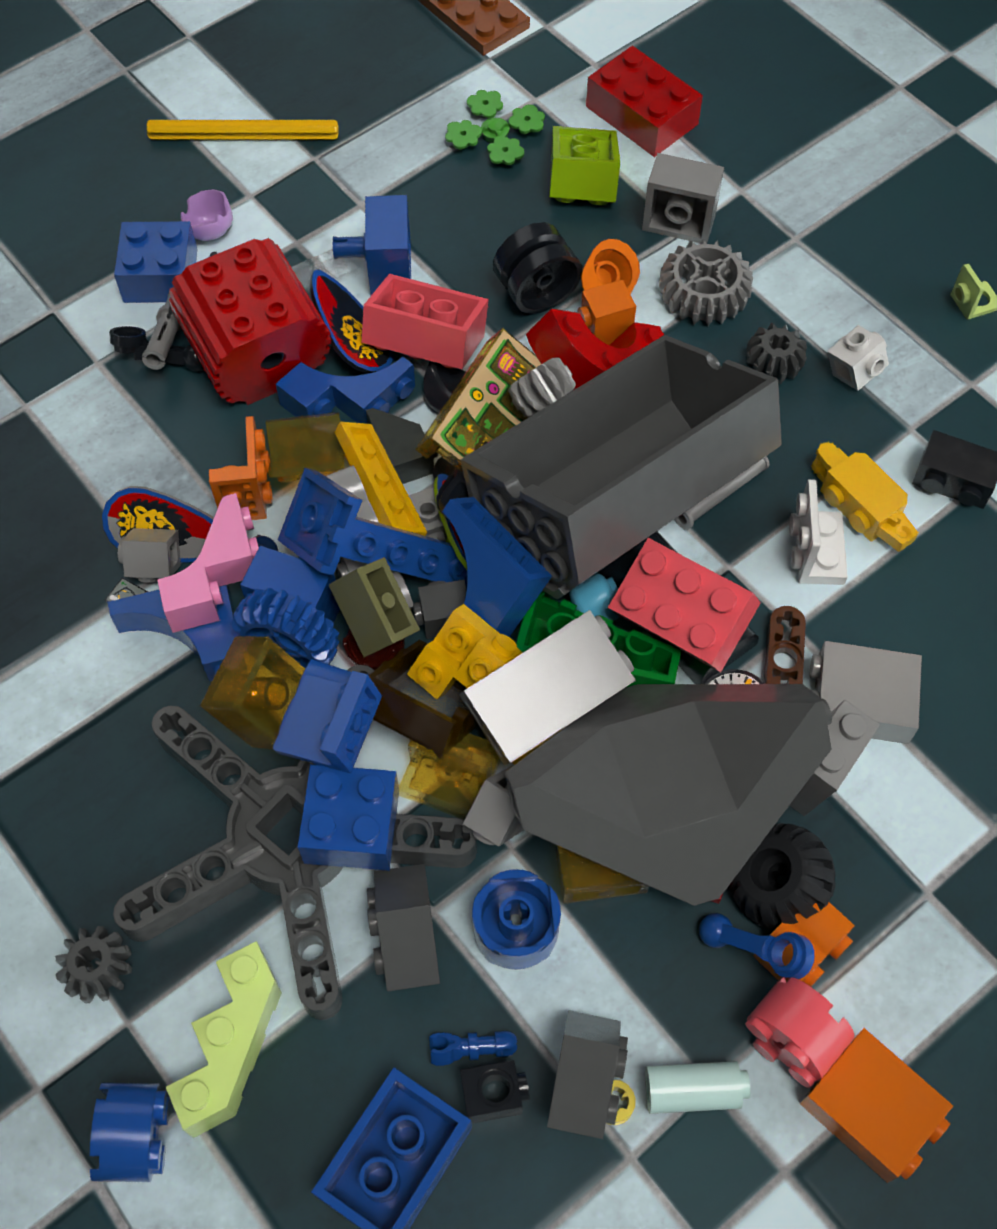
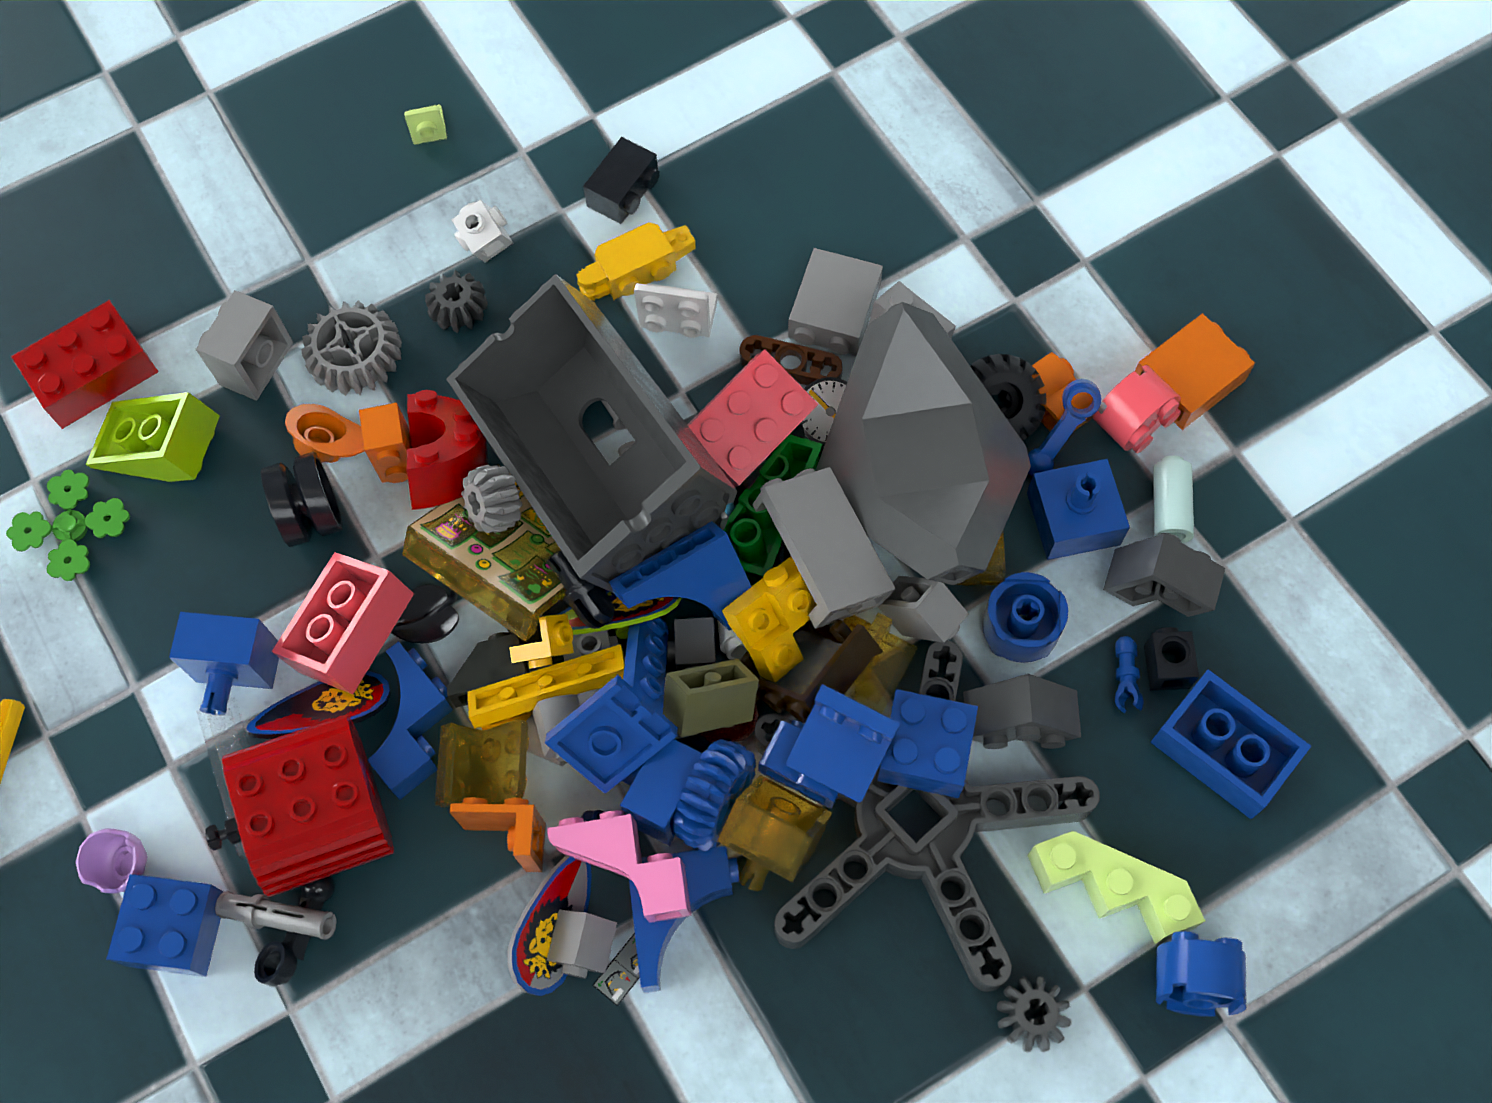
camera: 80 degrees left, 5 degrees up
(421, 472) = (556, 641): none -> yellow bracket
(661, 972) = (1077, 509): none -> blue brick

